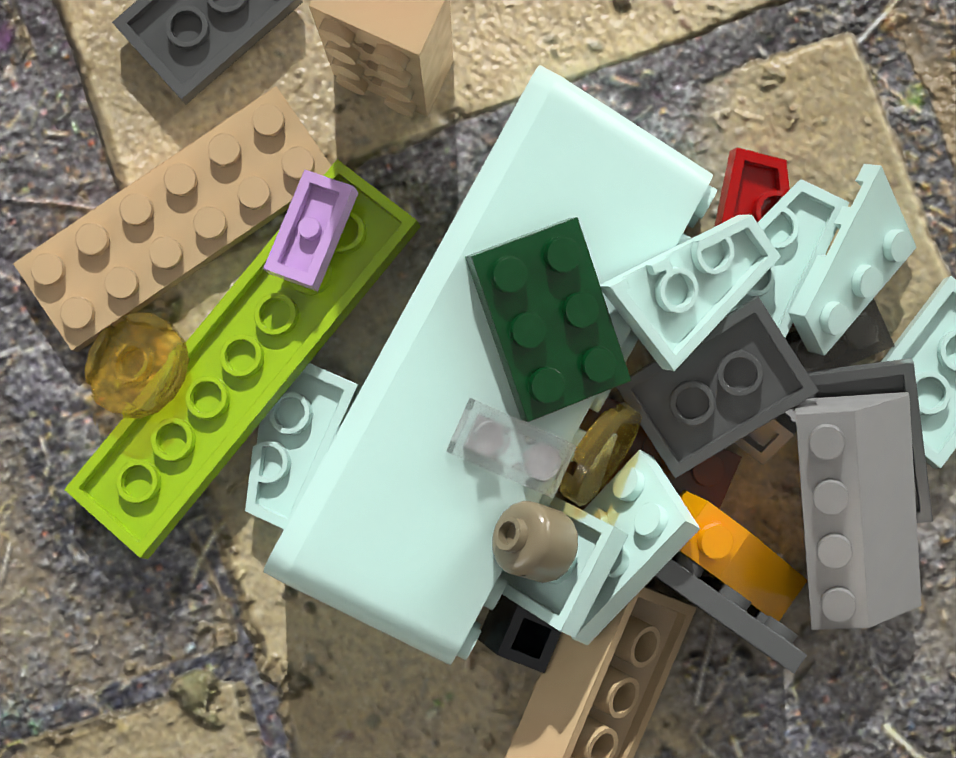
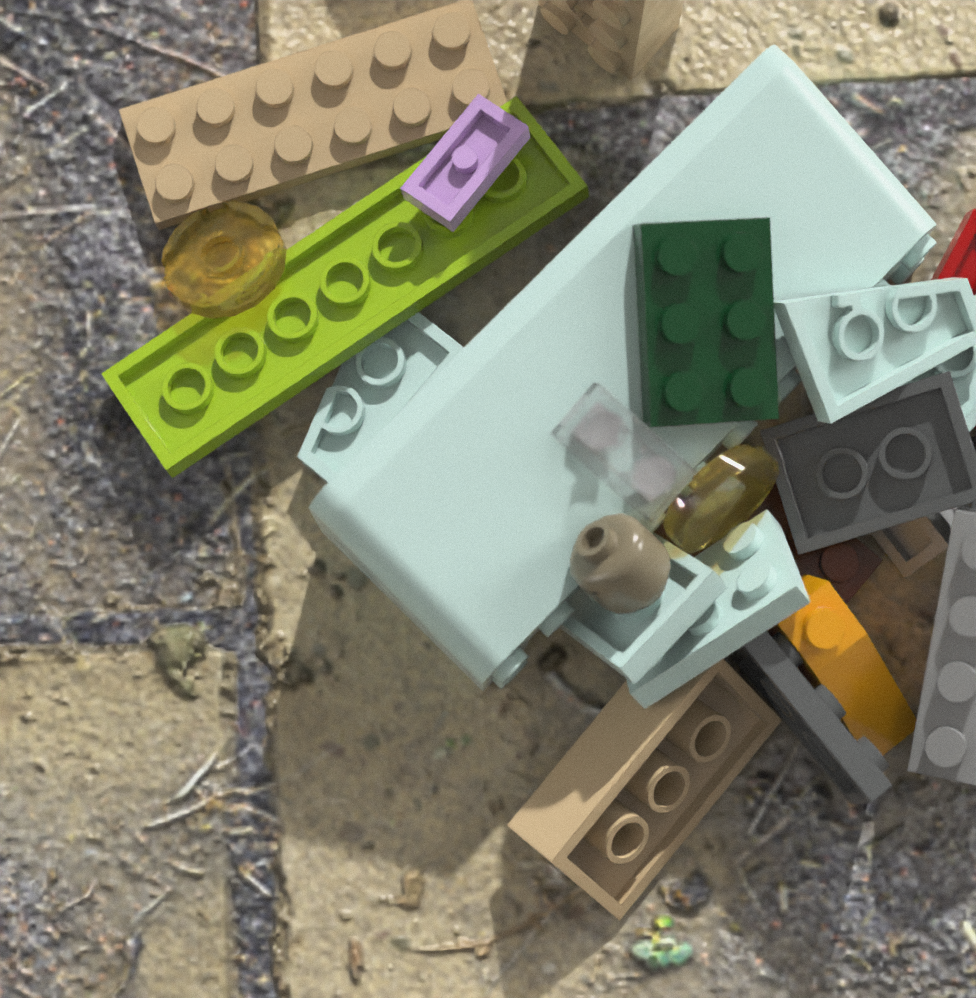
camera: 20 degrees right, 5 degrees down
(519, 635) = (572, 682): black brick -> none

